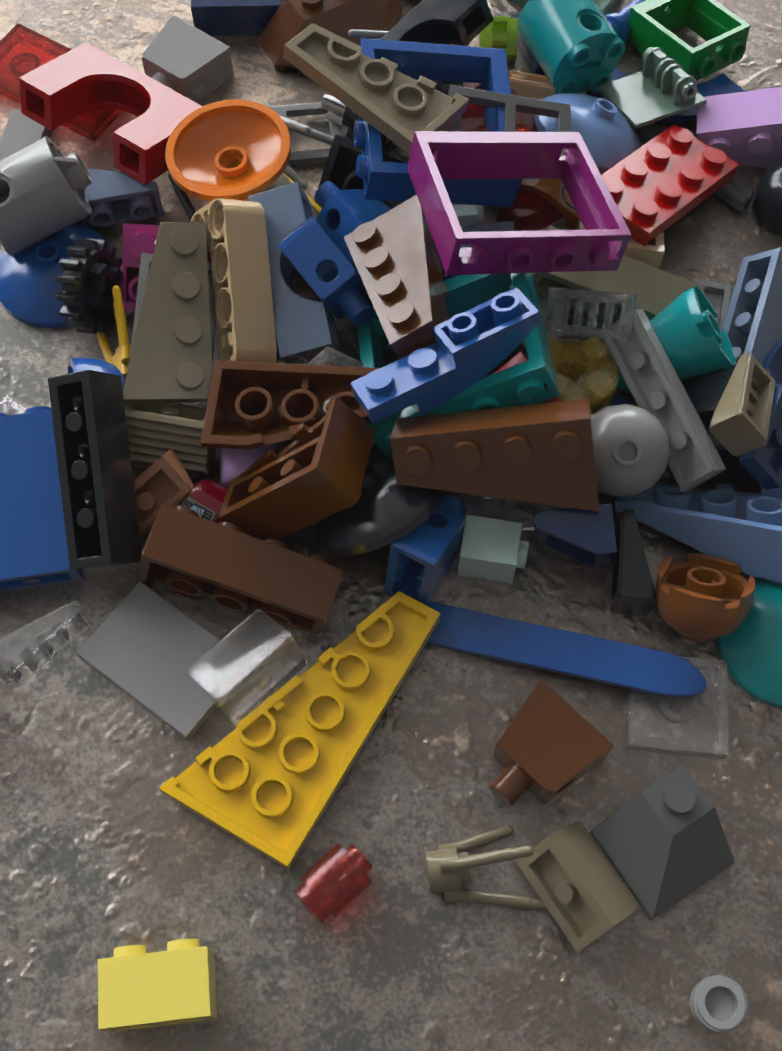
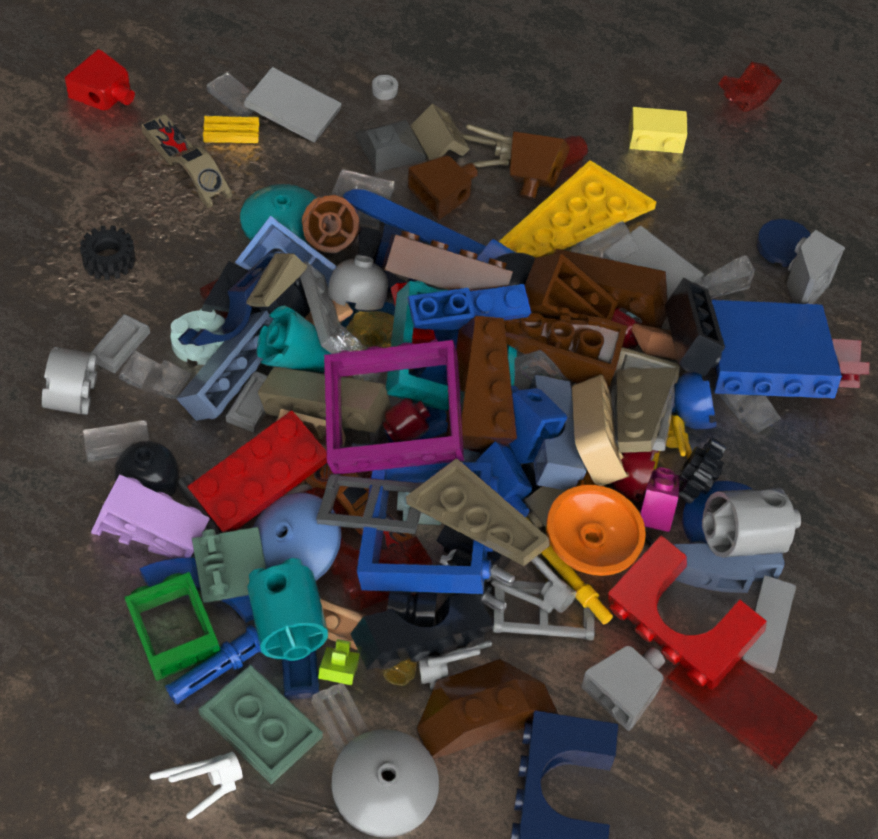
camera: 175 degrees left, 10 degrees down
(389, 821) = (536, 161): none -> reddish brown torso

